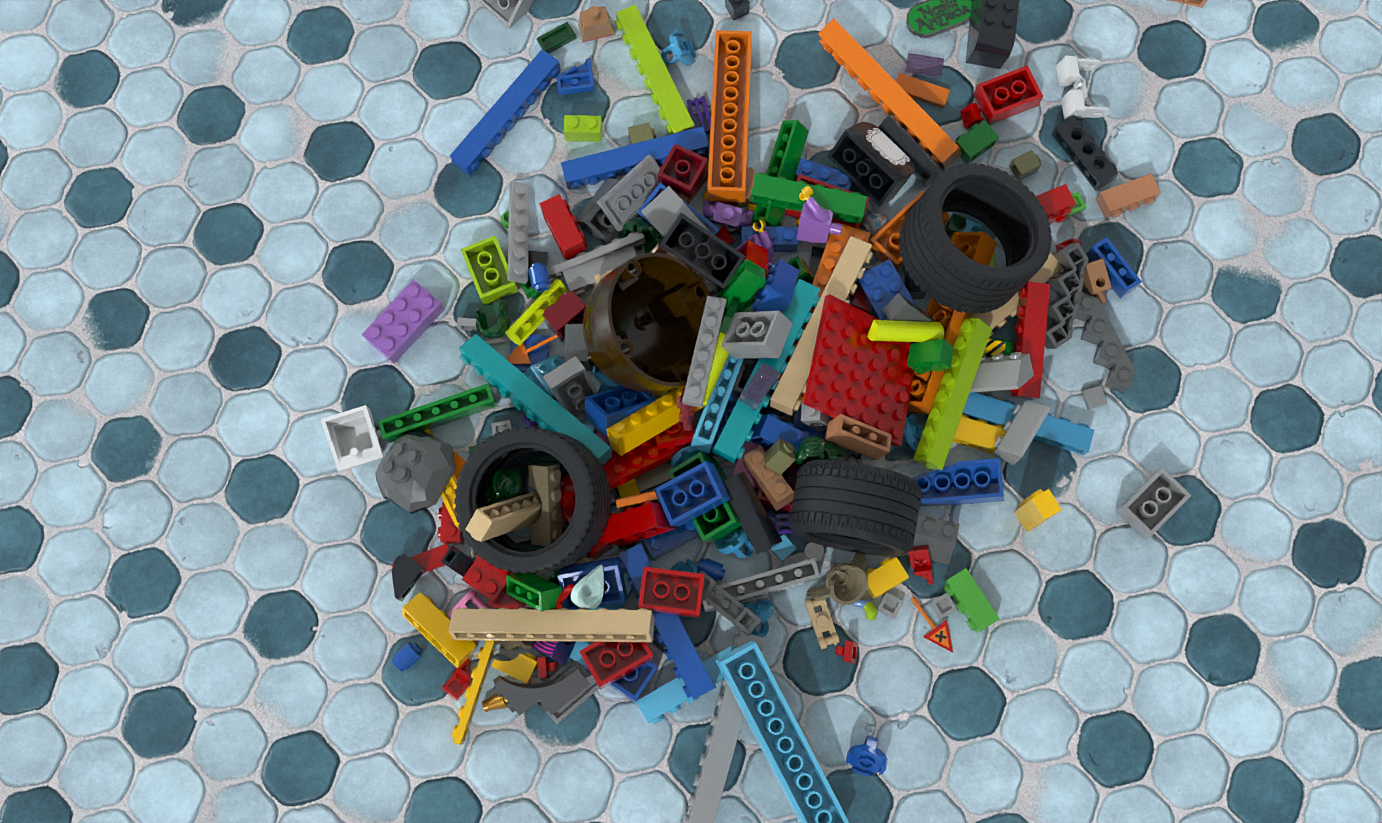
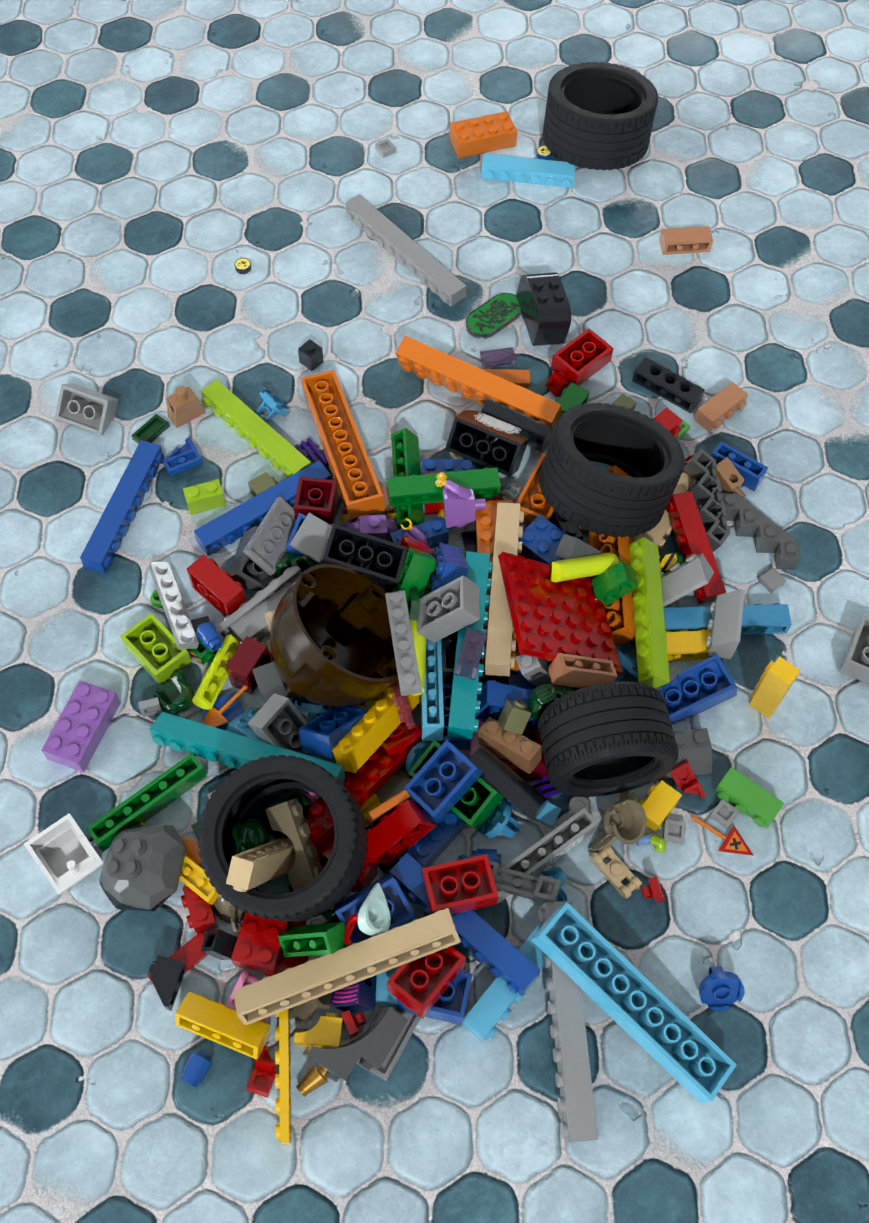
camera: 25 degrees left, 15 degrees down
(1073, 101) = (626, 327): white piece -> none

